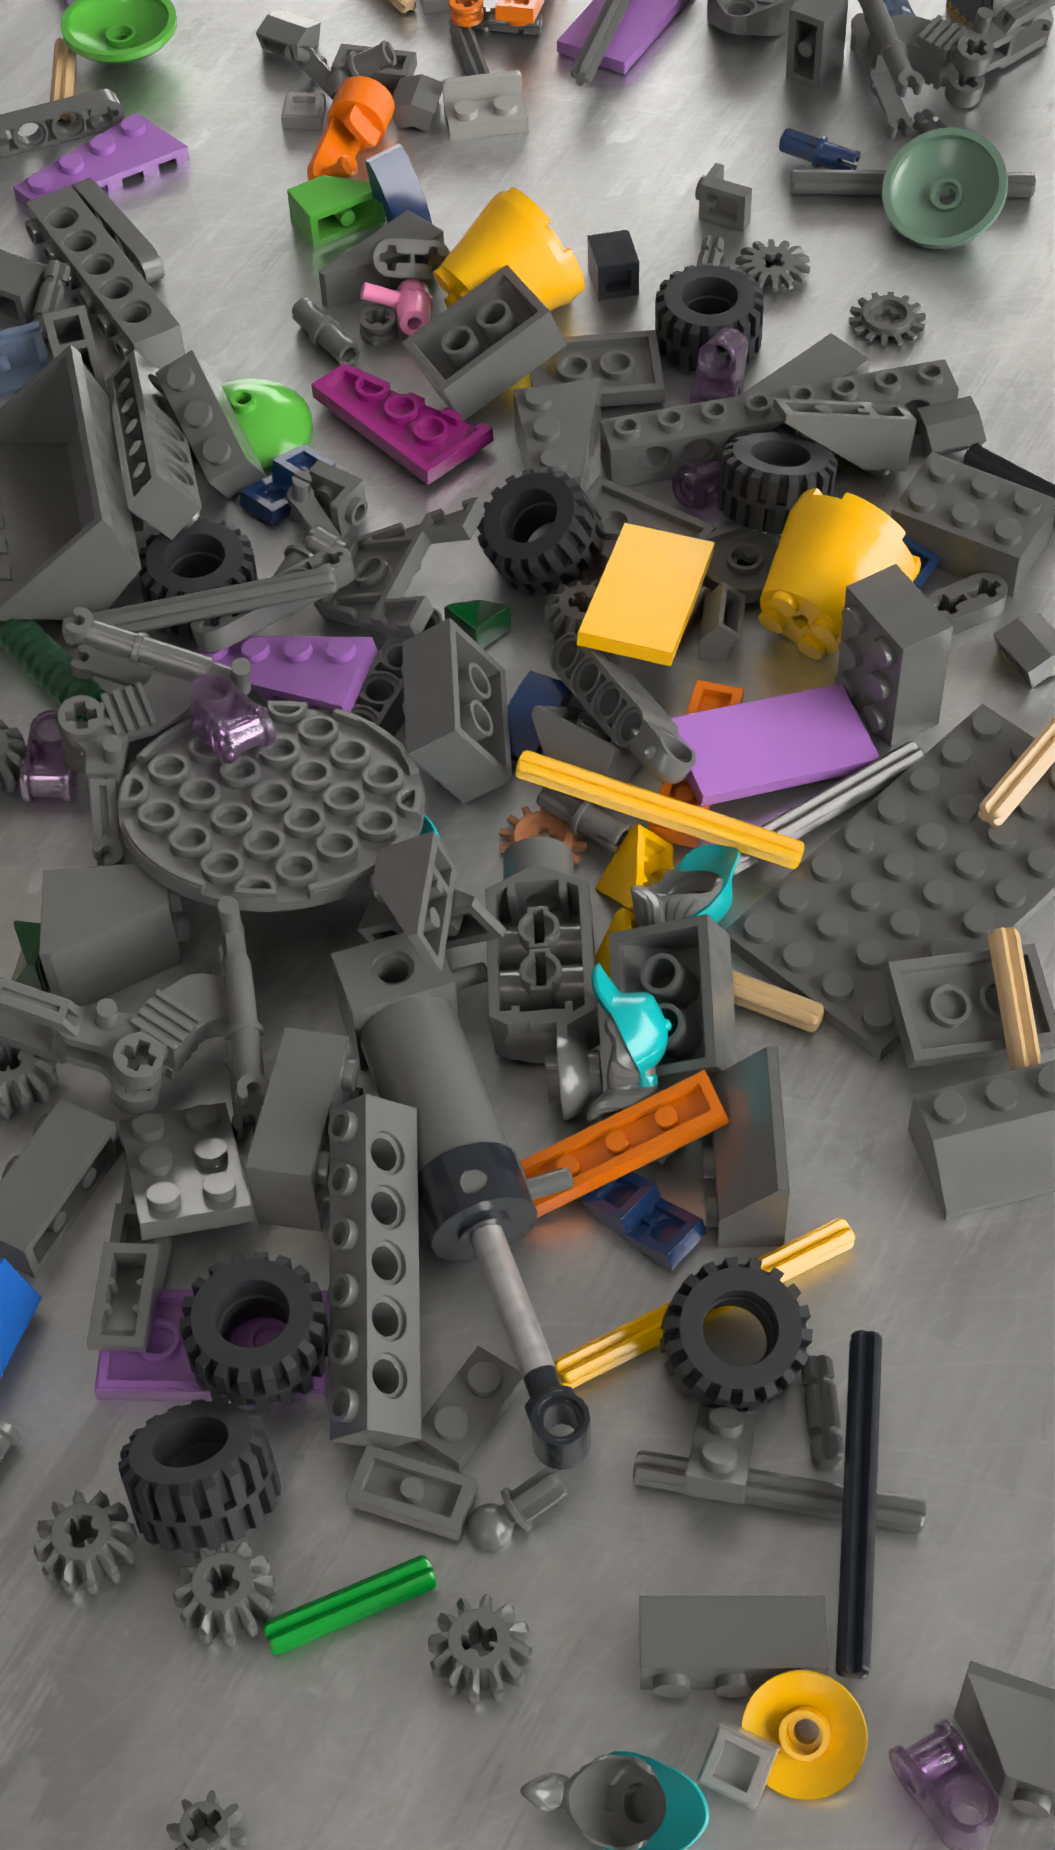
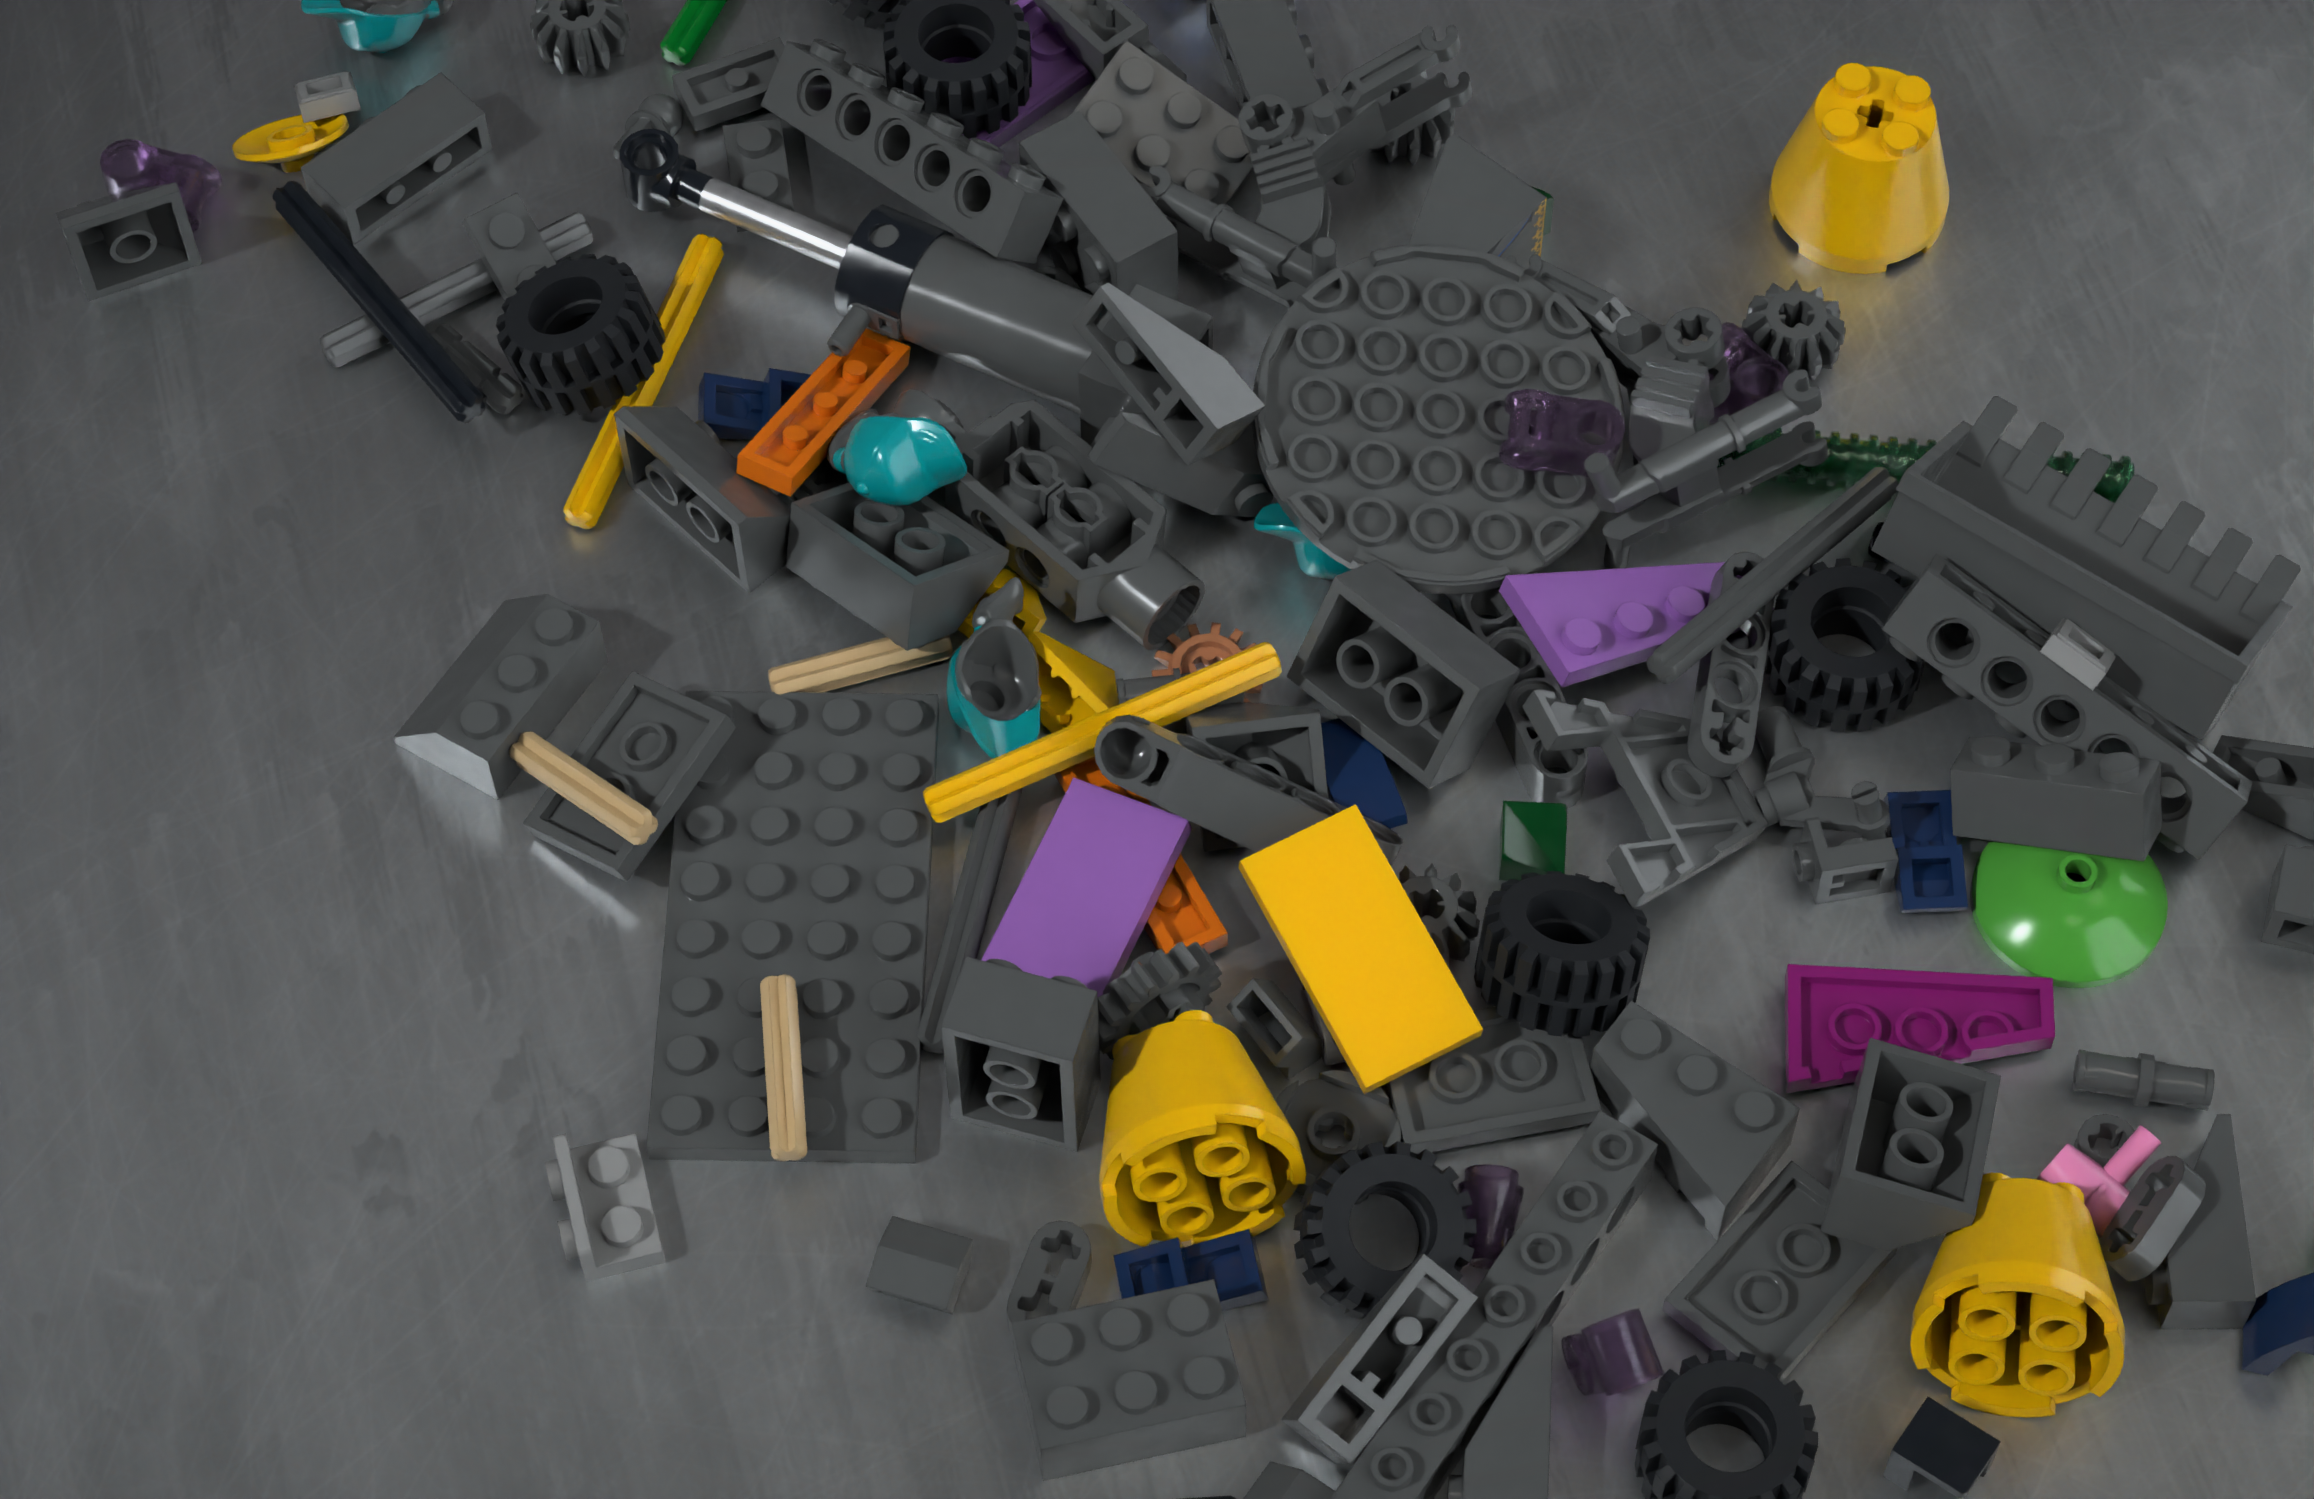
camera: 135 degrees right, 5 degrees up
(126, 427) = (2078, 653): none -> light grey tile
(783, 653) = (1156, 992): none -> dark grey gear

